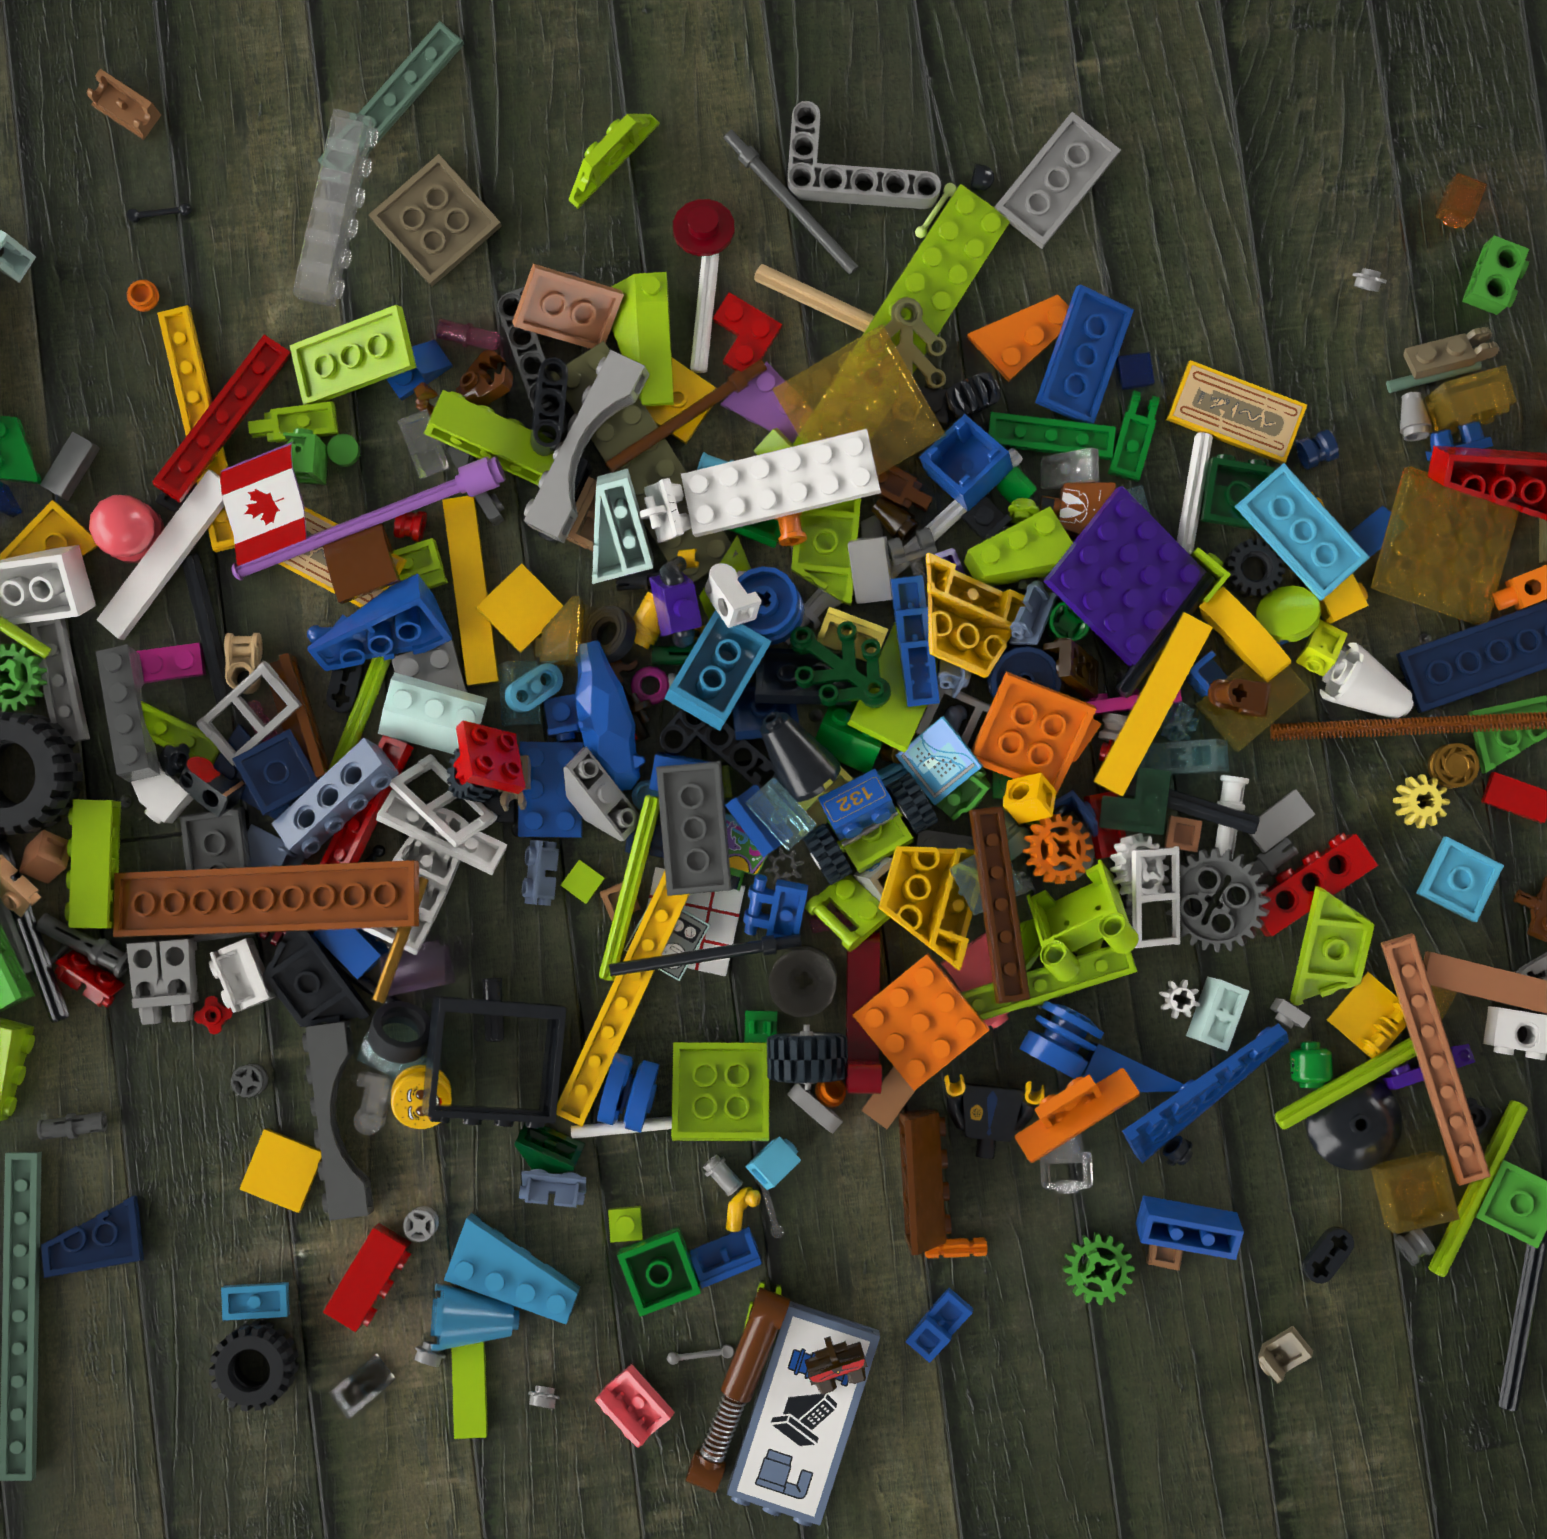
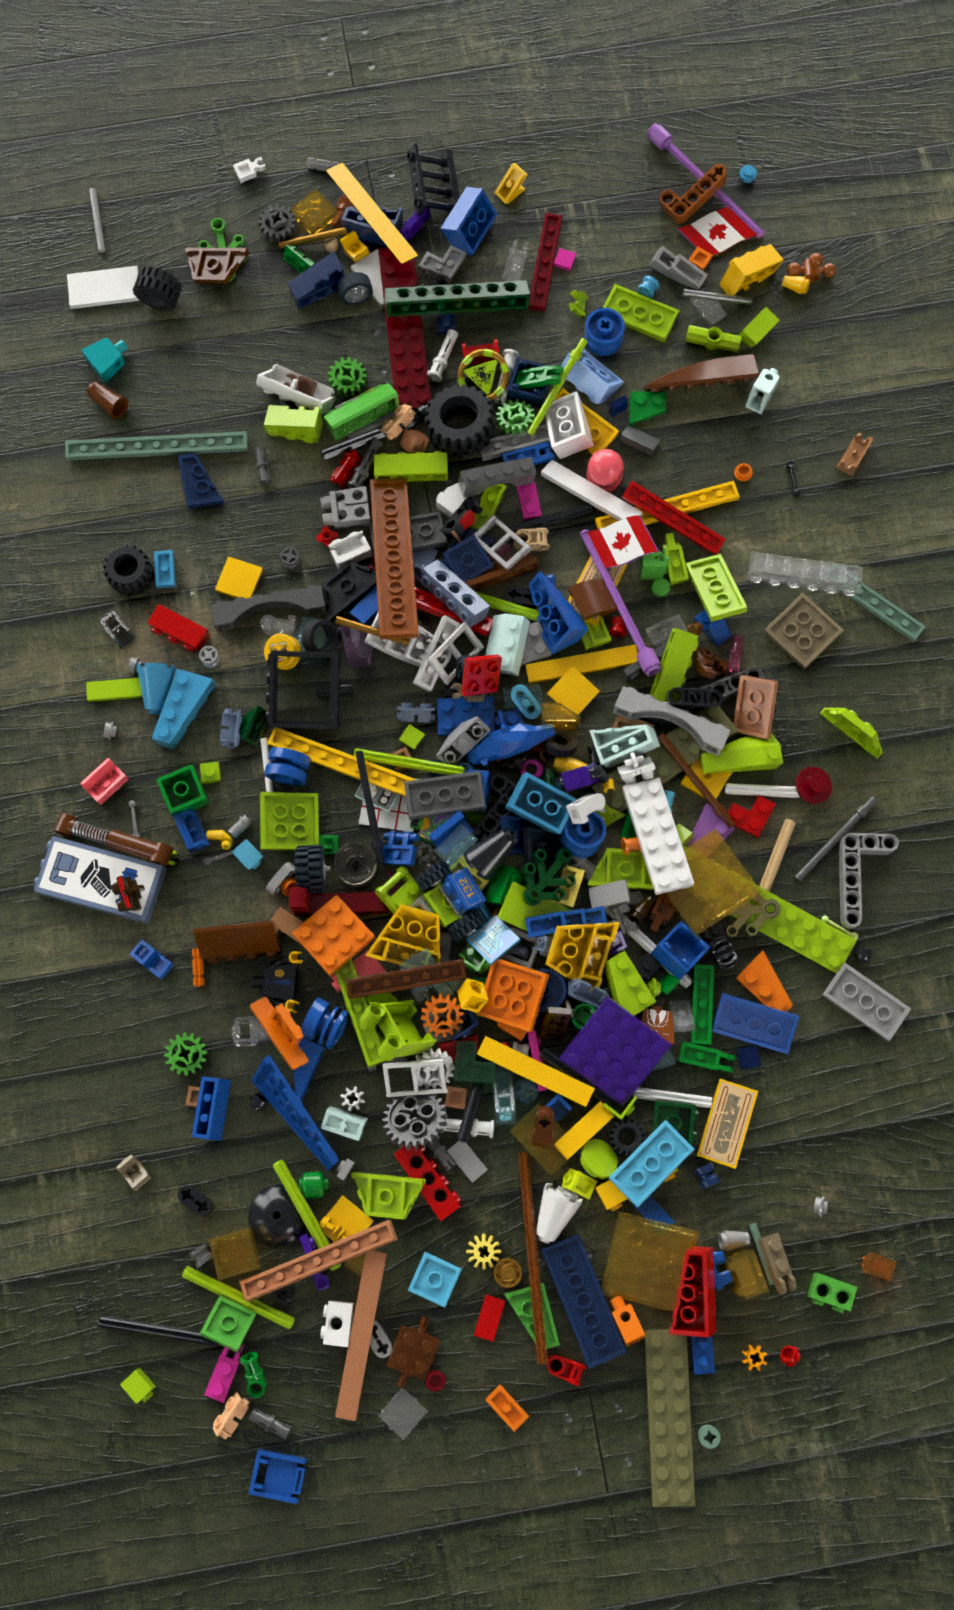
camera: 90 degrees right, 10 degrees down
(84, 657) = (532, 451): none -> blue plate

